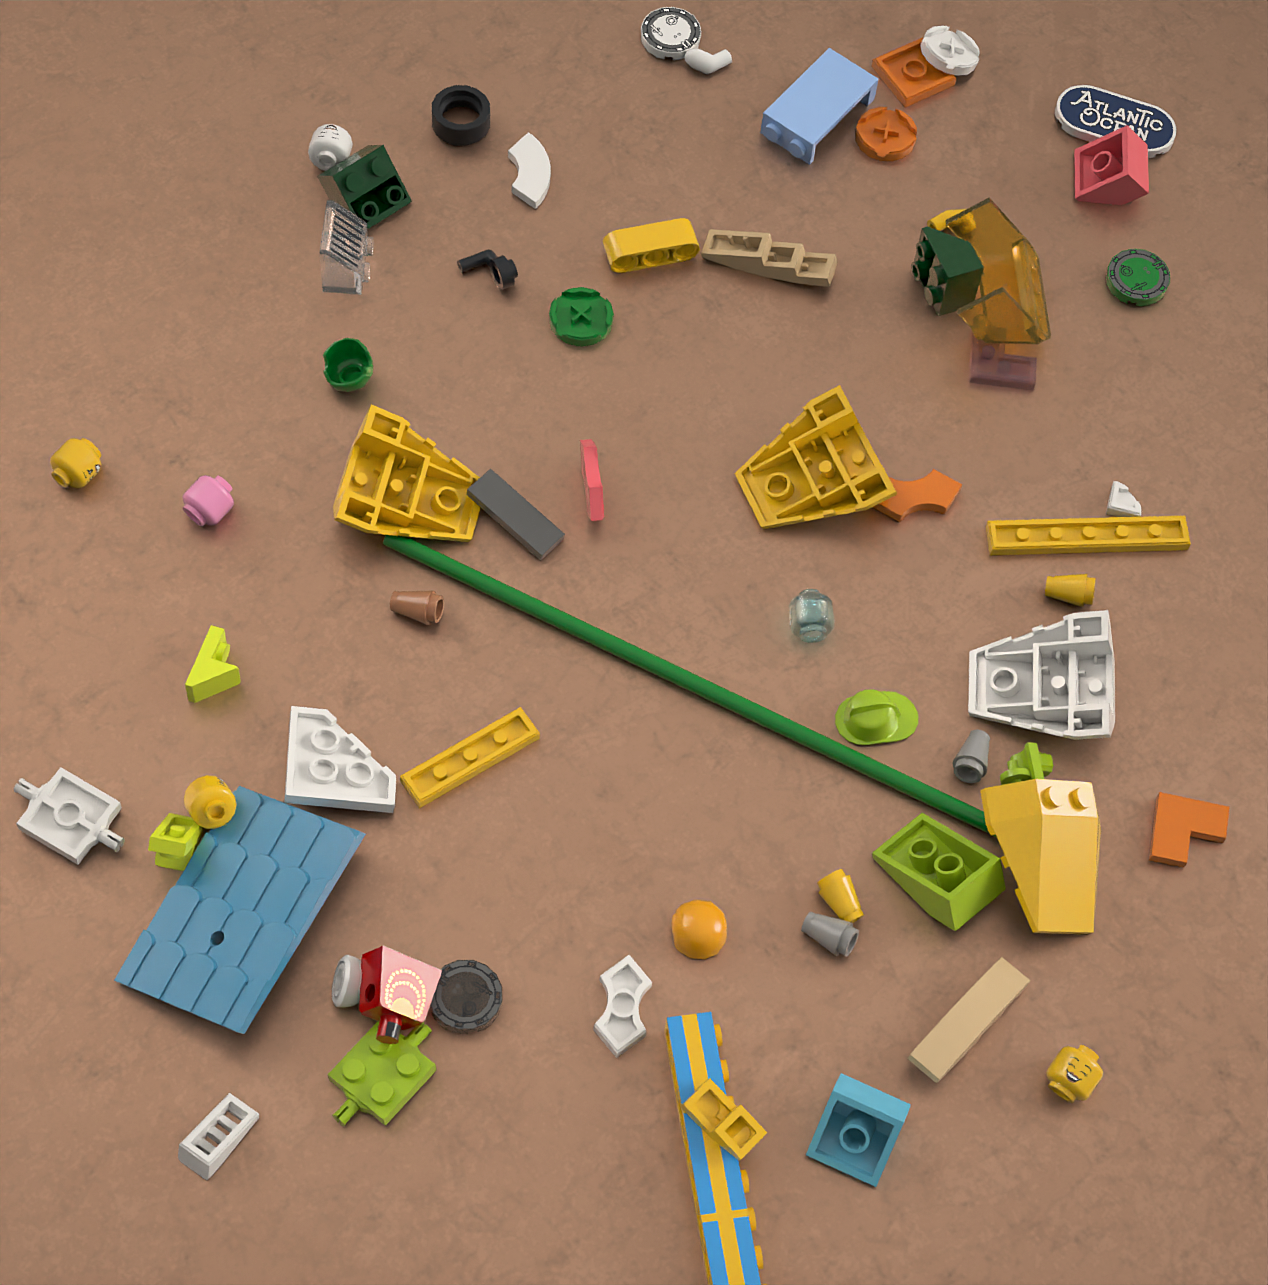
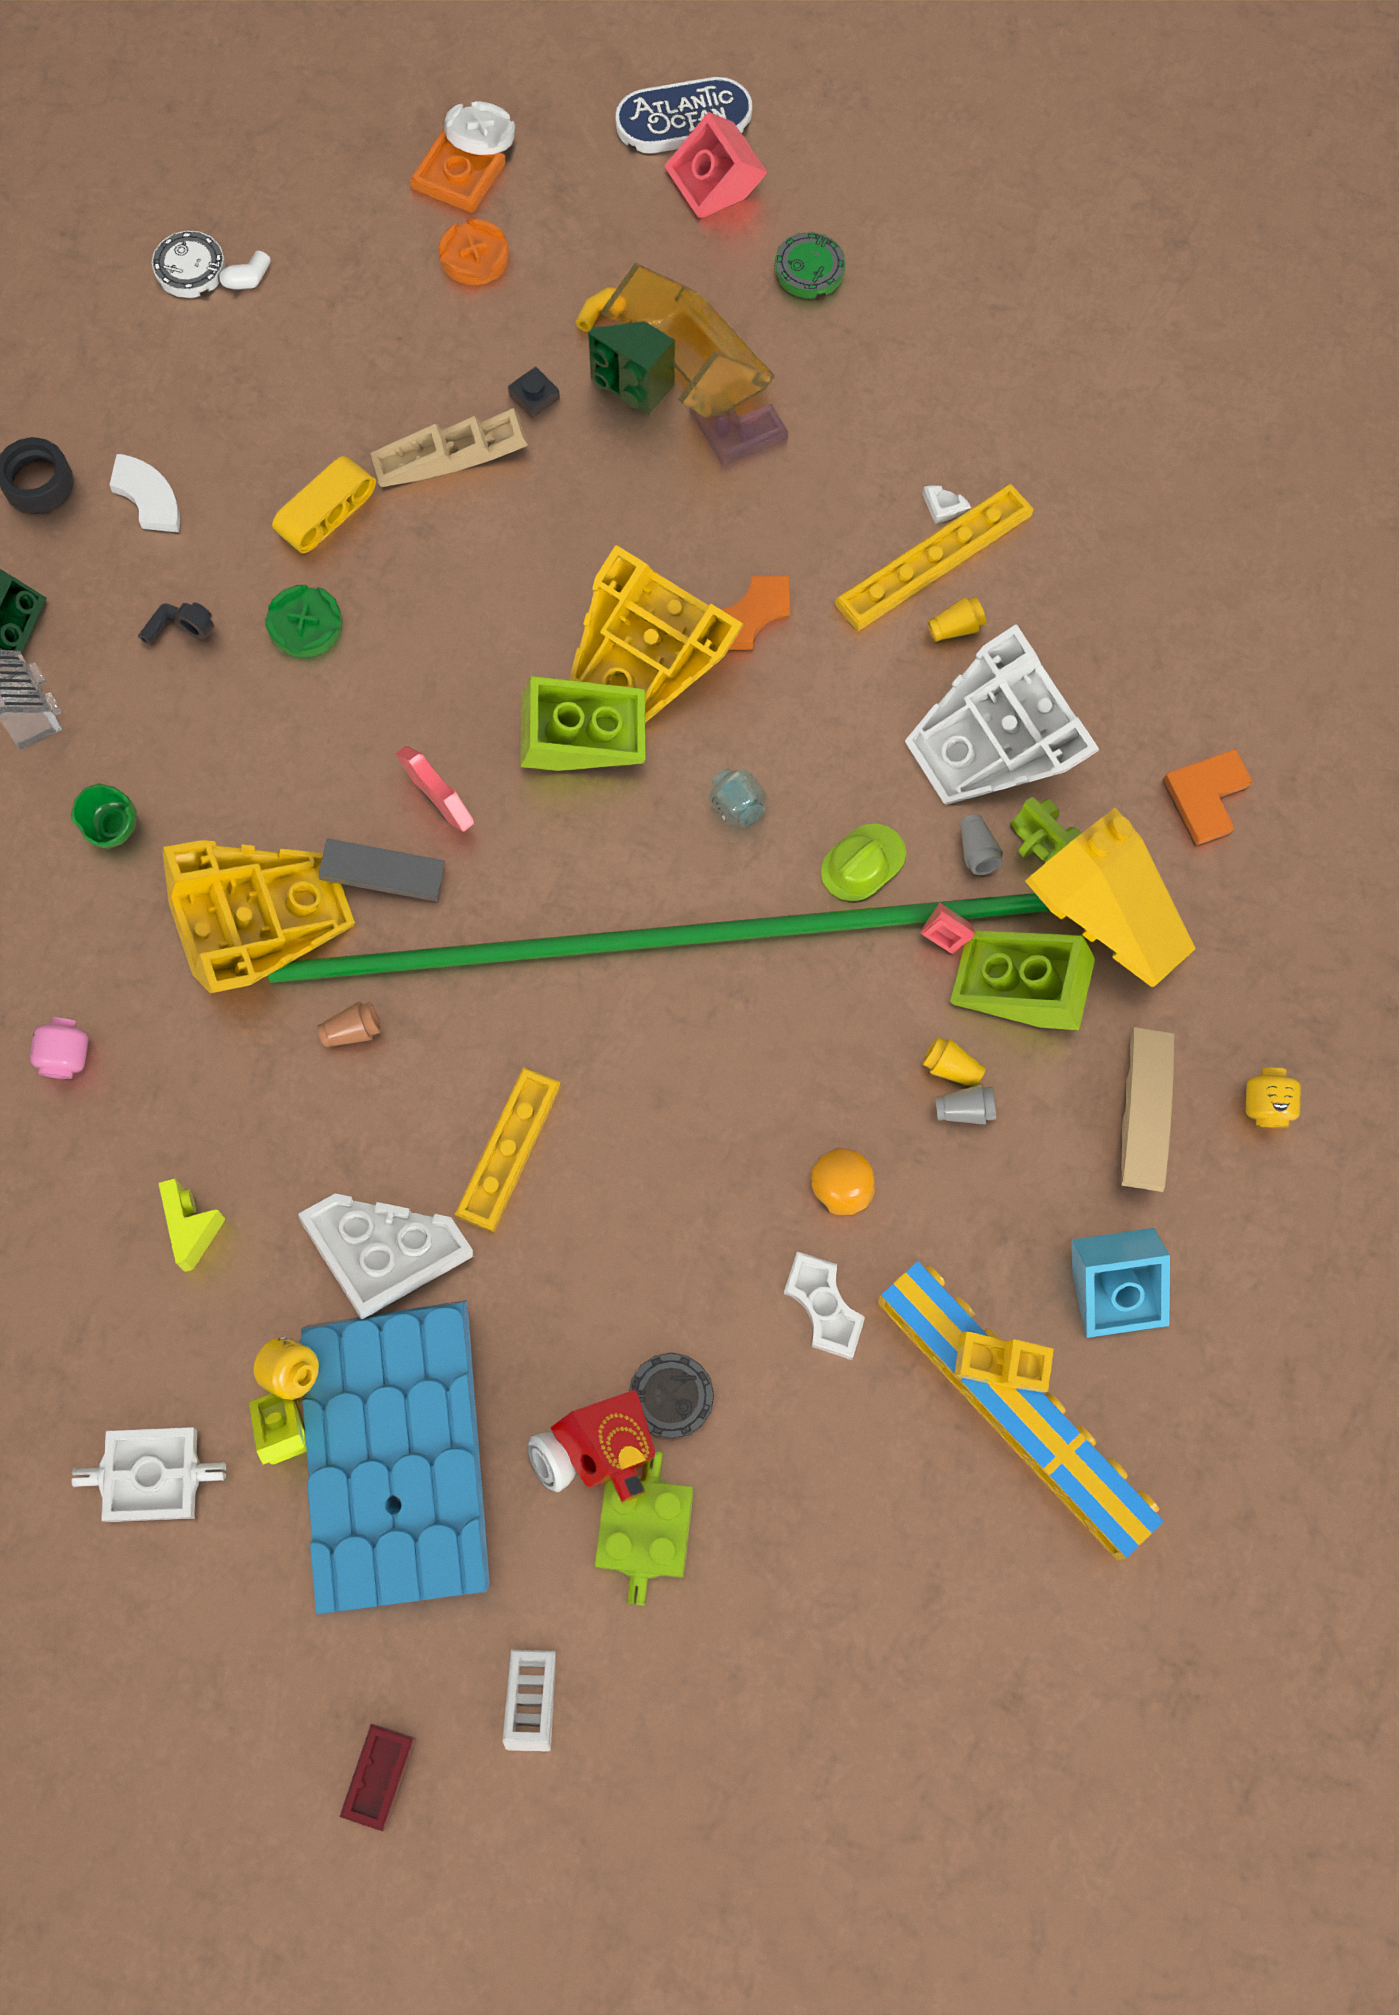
camera: 30 degrees left, 10 degrees up
(77, 1114) = (377, 1777): none -> dark red plate
(729, 498) = (581, 725): none -> lime slope
(817, 104) = (389, 258): light blue panel -> none
(861, 253) = (533, 392): none -> black plate
(905, 800) = (947, 929): none -> coral slope

